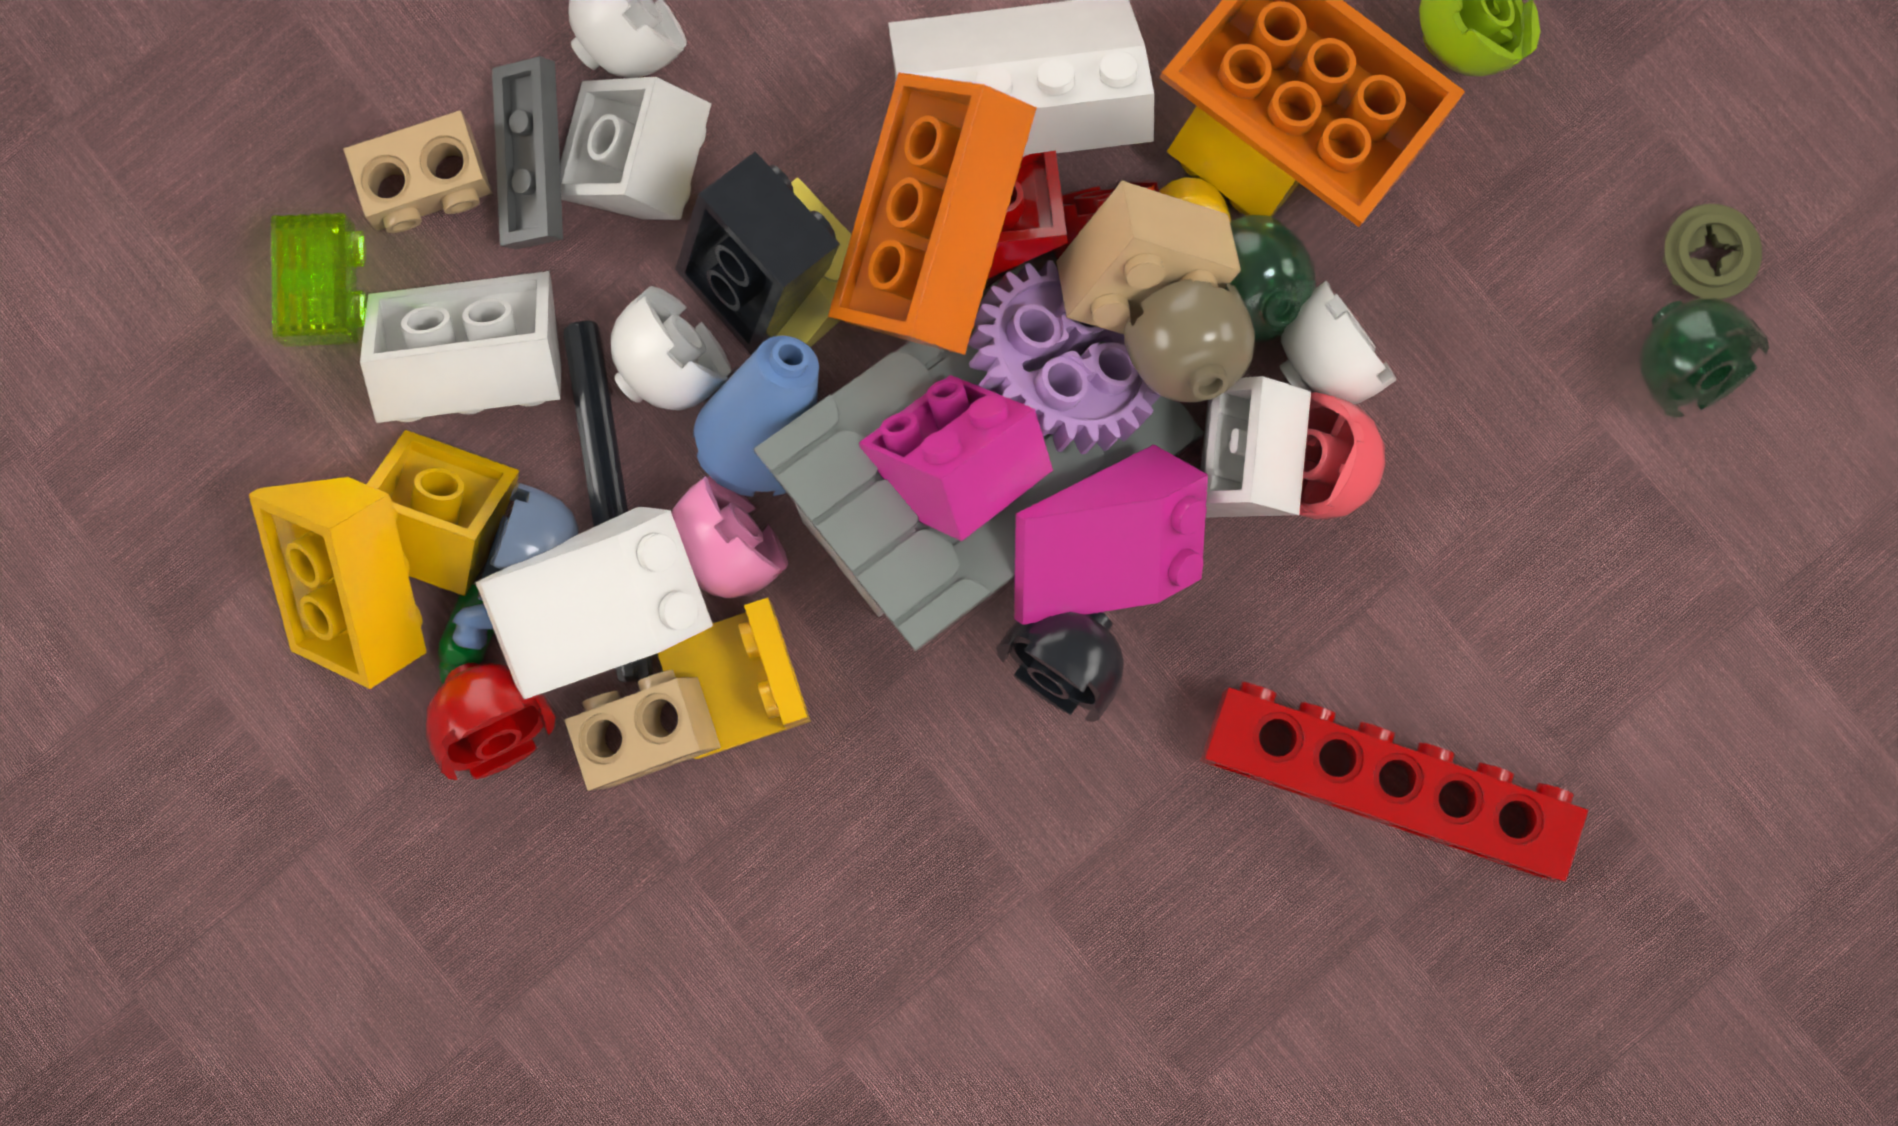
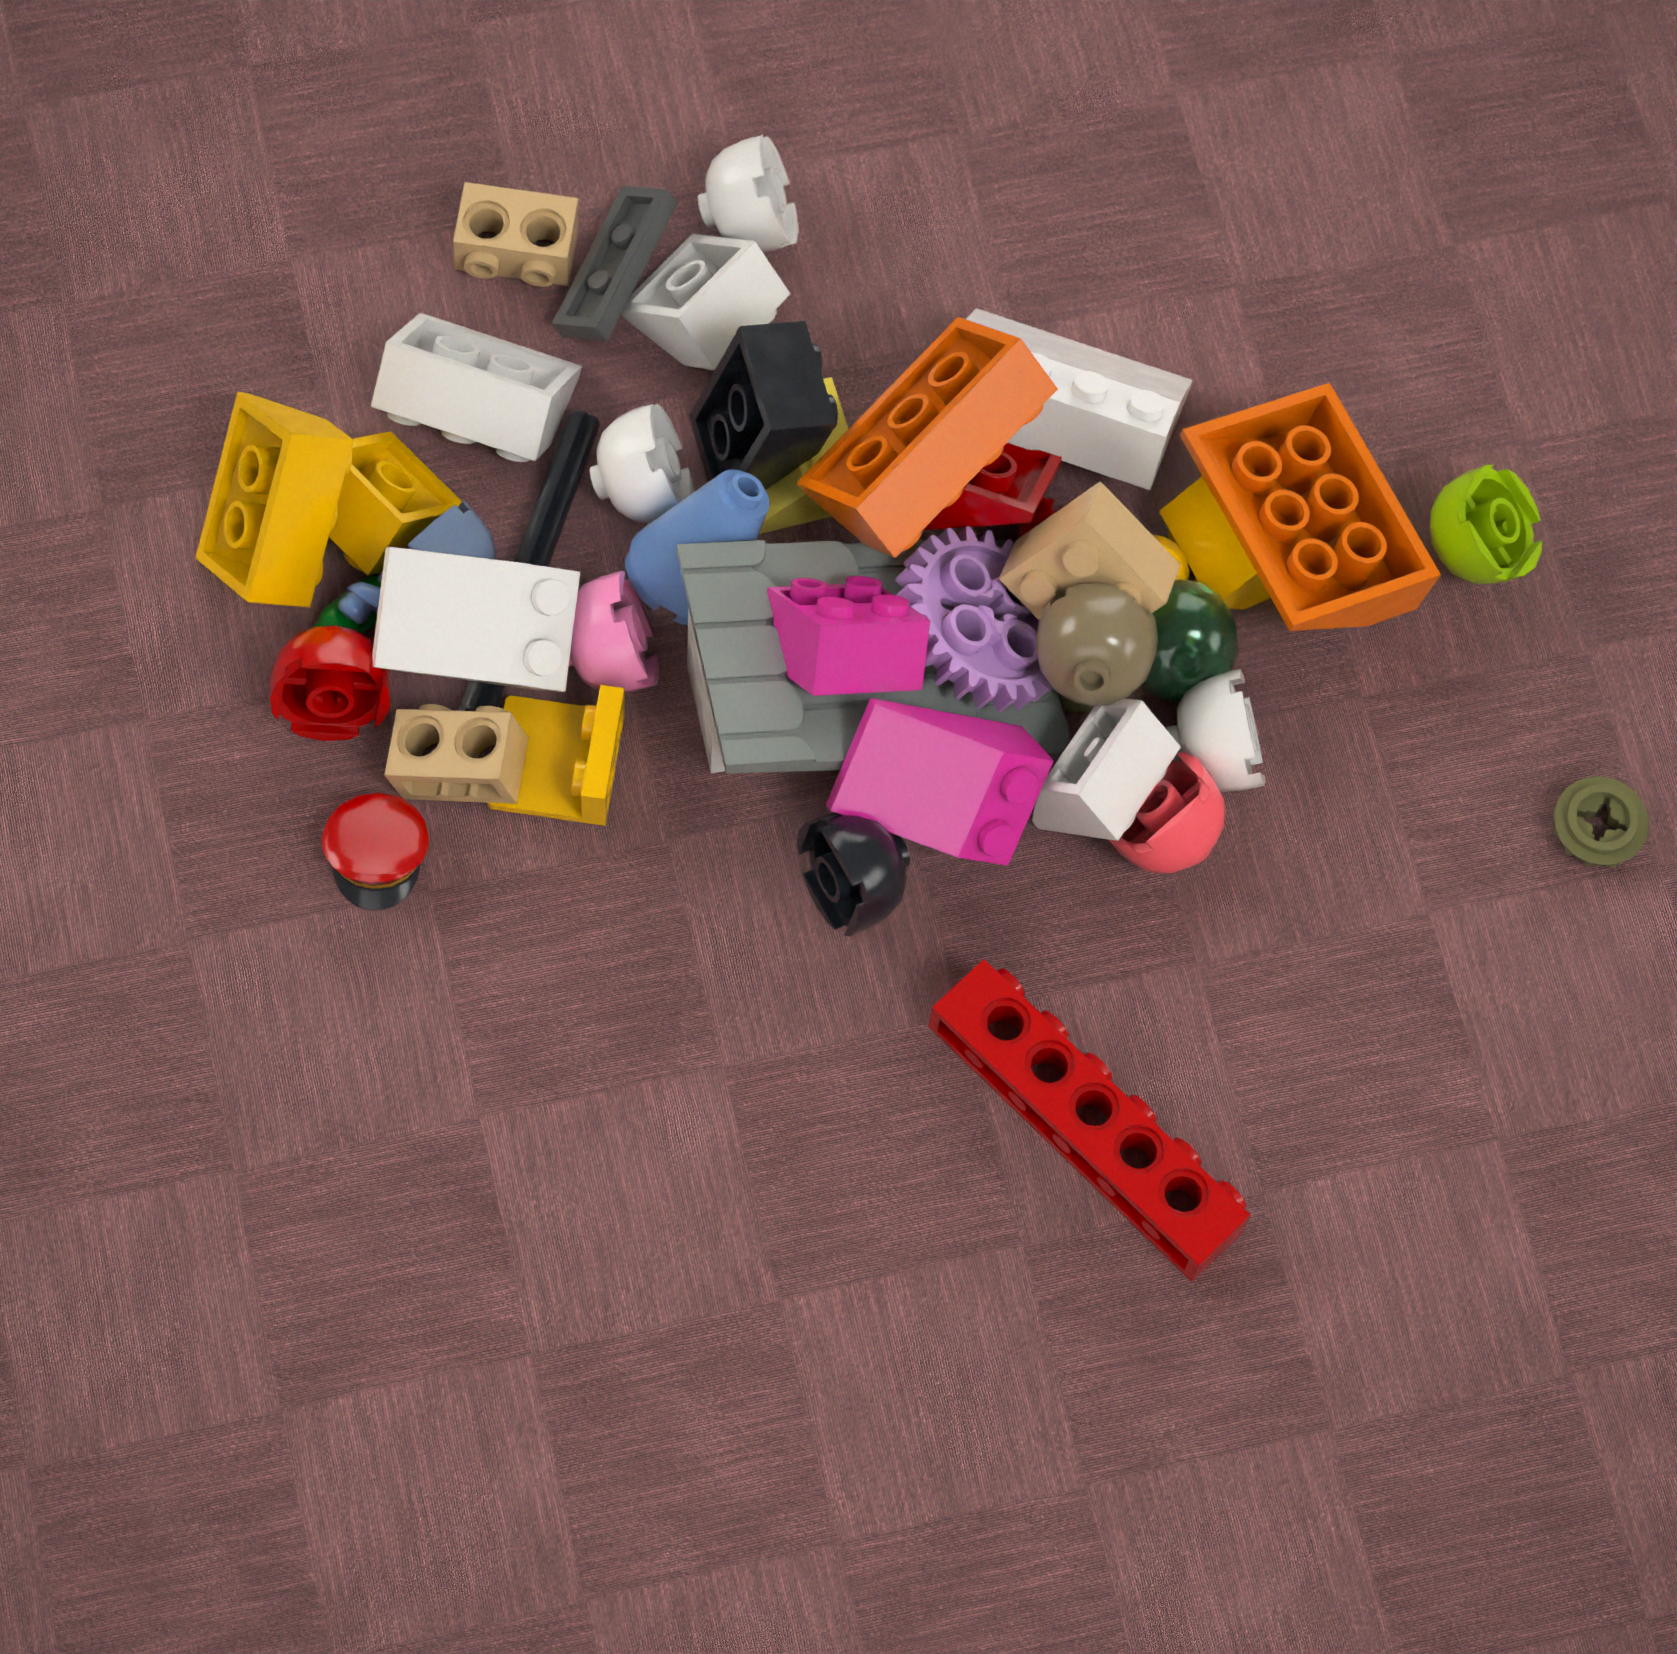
camera: 20 degrees right, 15 degrees down
(316, 279) = (383, 276): clear neon green brick -> none
(612, 855) = (375, 849): none -> piece
(1698, 353) = (1544, 894): clear green cylinder -> none

